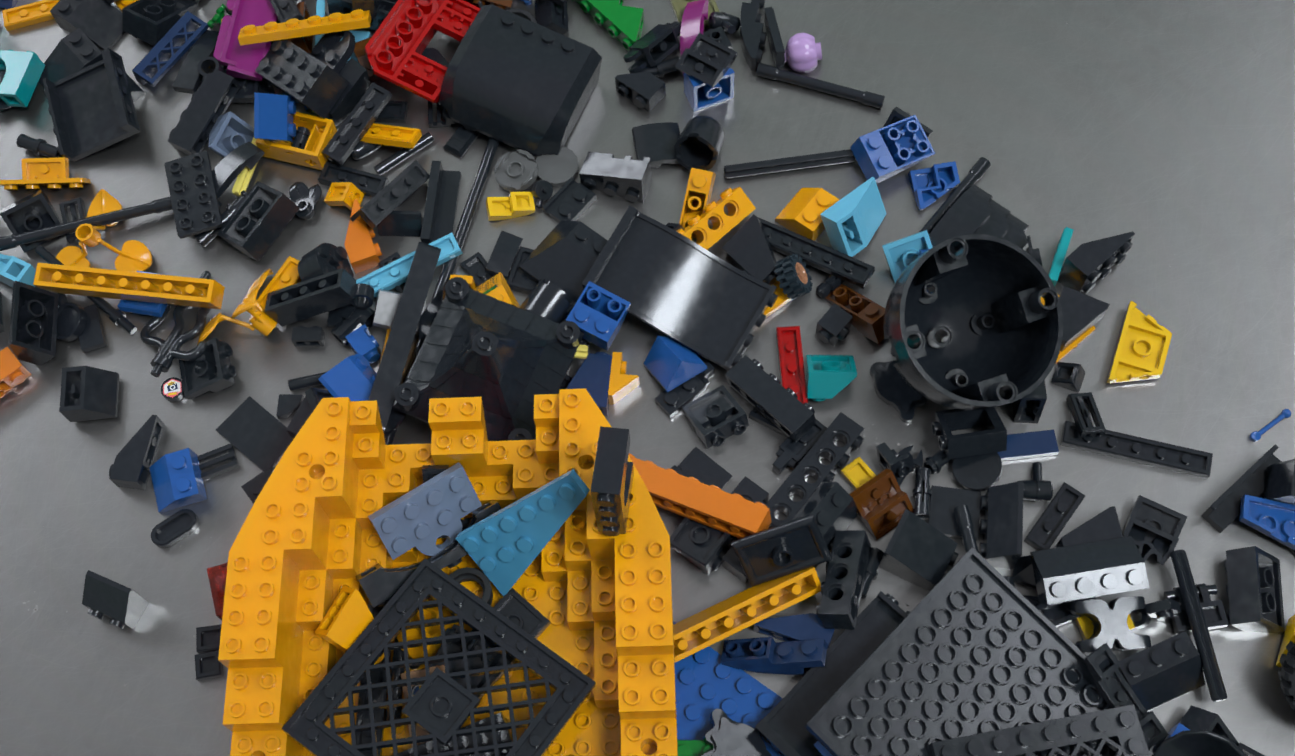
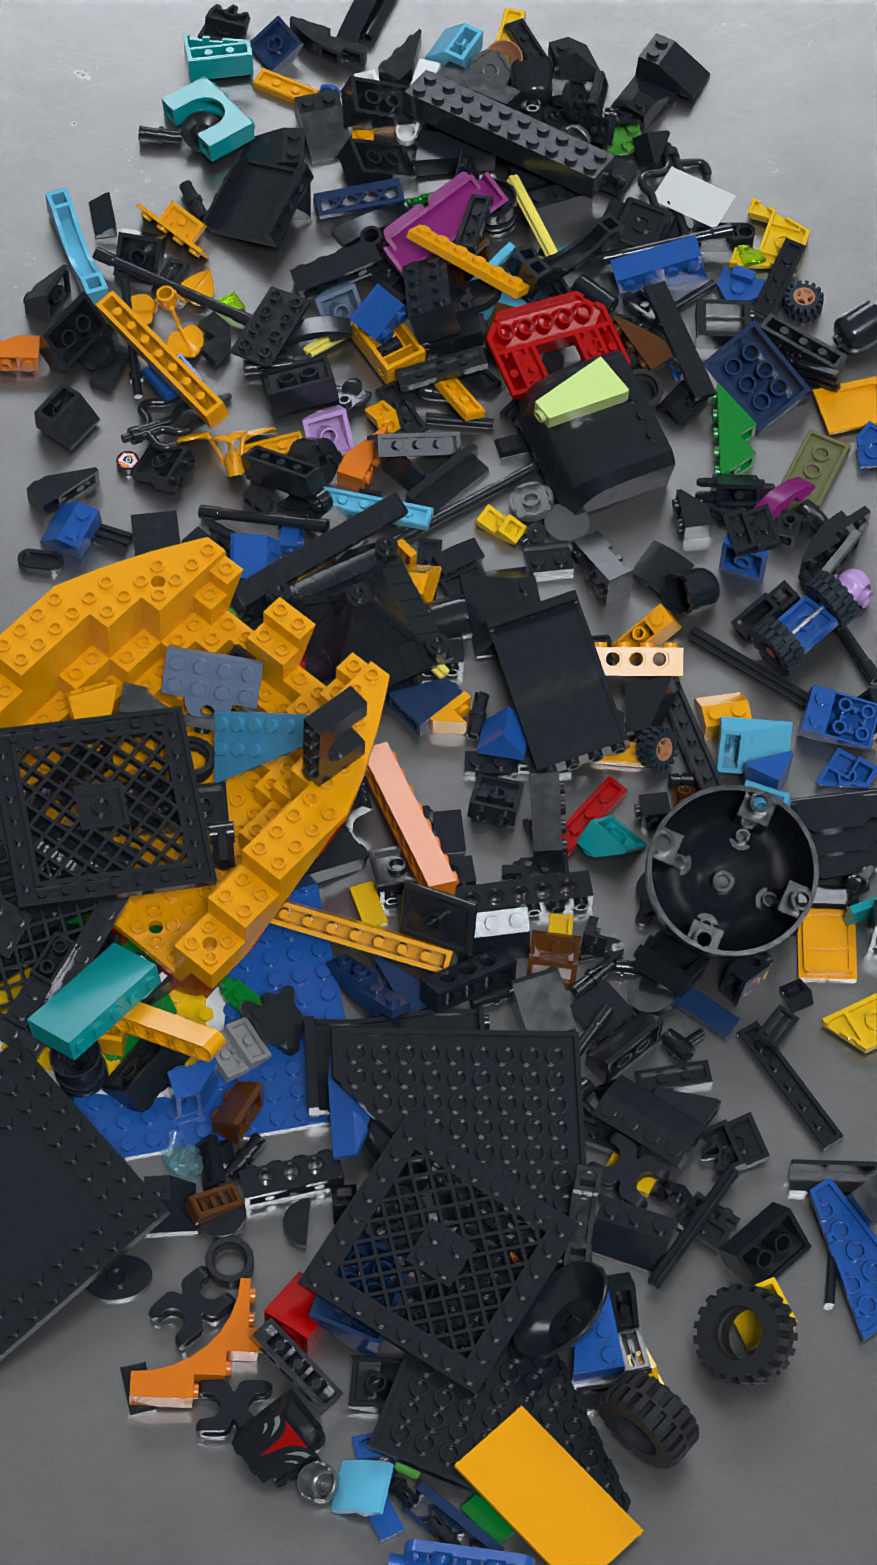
camera: 35 degrees right, 5 degrees down
(142, 198) = (233, 301): none -> clear neon green tile
(164, 241) = (220, 344): none -> black tile
(286, 371) = (309, 523): none -> black piece
(311, 231) = (330, 424): none -> lavender slope
(494, 52) = (581, 394): none -> yellowish green slope
(557, 638) = (222, 840): none -> black piece
(599, 315) = (476, 653): blue slope -> none
(636, 363) = (477, 715): none -> black pin
(703, 584) = (368, 904): none -> yellow tile
(760, 114) = (770, 604): none -> black slope
(803, 116) = (792, 635): none -> black plate
(892, 228) = (770, 770): none -> blue slope
(1079, 314) = (838, 952): black slope -> none

